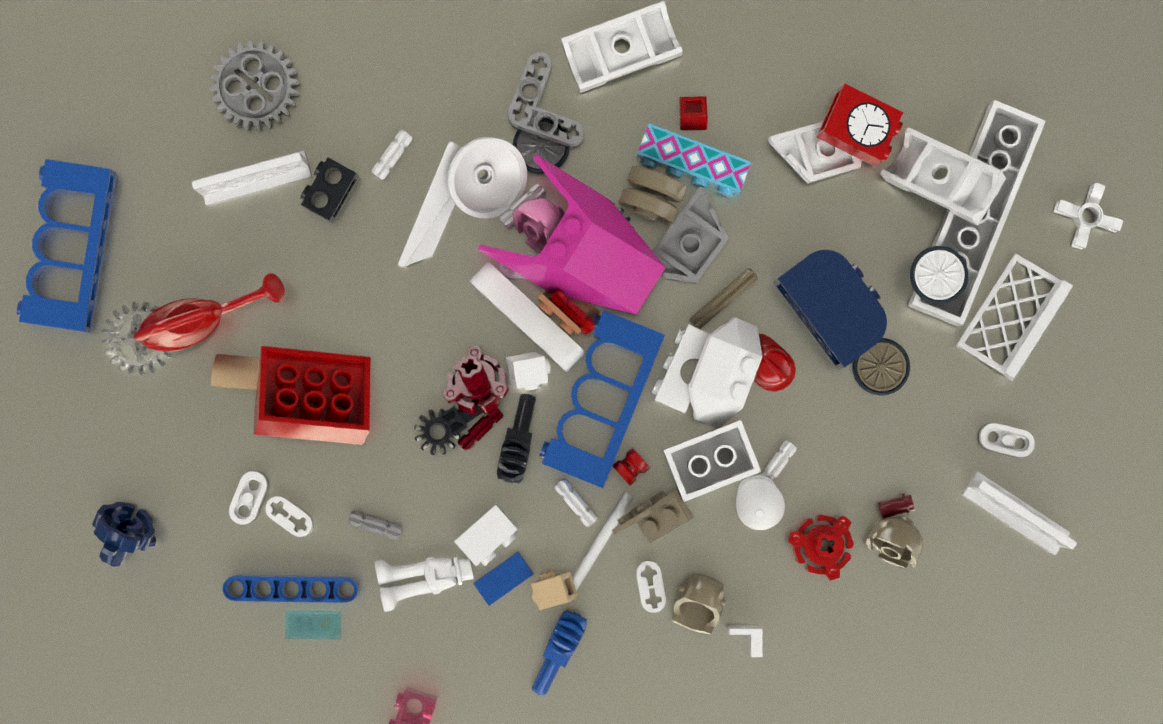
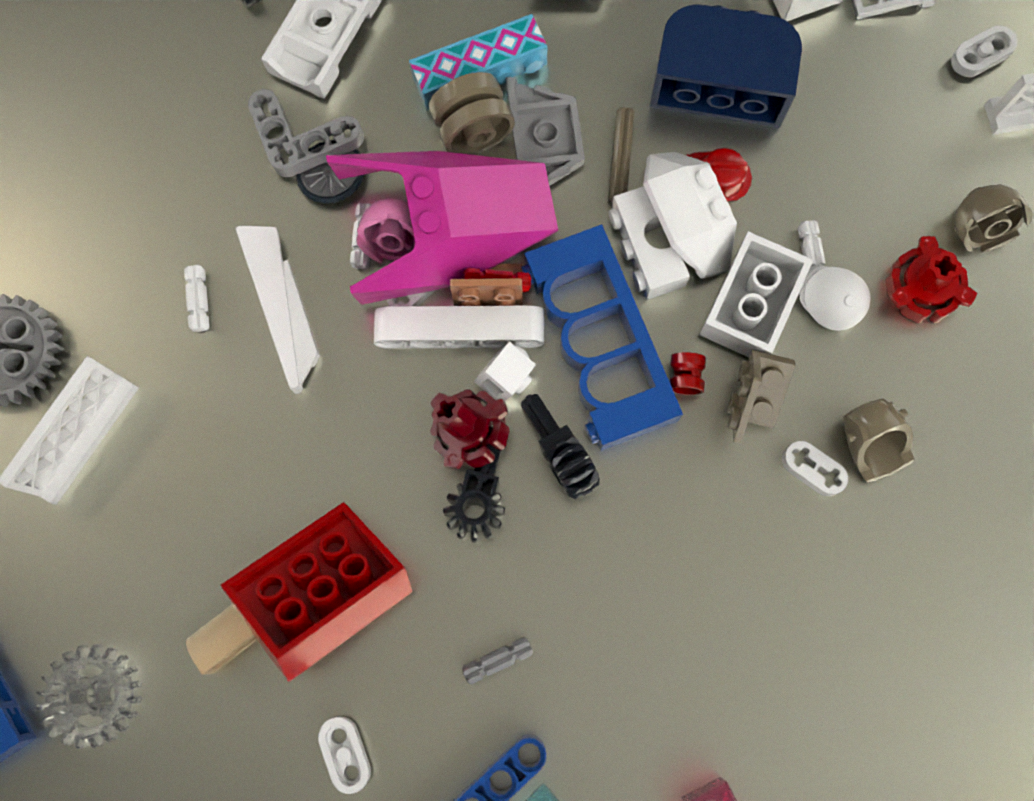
camera: 40 degrees left, 10 degrees down
(193, 320) = (126, 621): red piece -> none
(285, 521) = (404, 743): white beam -> none
(336, 193) = (170, 377): black brick -> none
(438, 574) = (607, 650): white piece -> none
(479, 429) = (512, 471): dark red axle -> none
(487, 535) = (617, 566): white brick -> none
(499, 186) = (315, 220): white dish -> none
(503, 578) = (671, 594): blue tile -> none
(553, 589) = (731, 558): tan brick -> none
(559, 649) = (793, 609): blue gear -> none
(575, 502) = (668, 456): white axle -> none
(601, 539) = (726, 471): white bar -> none
(693, 113) = (441, 29): red slope -> none
(754, 637) = (961, 423): white panel -> none
(882, 368) = (820, 92): dark tan wheel -> none
(896, 506) = (957, 184): dark red pin -> none

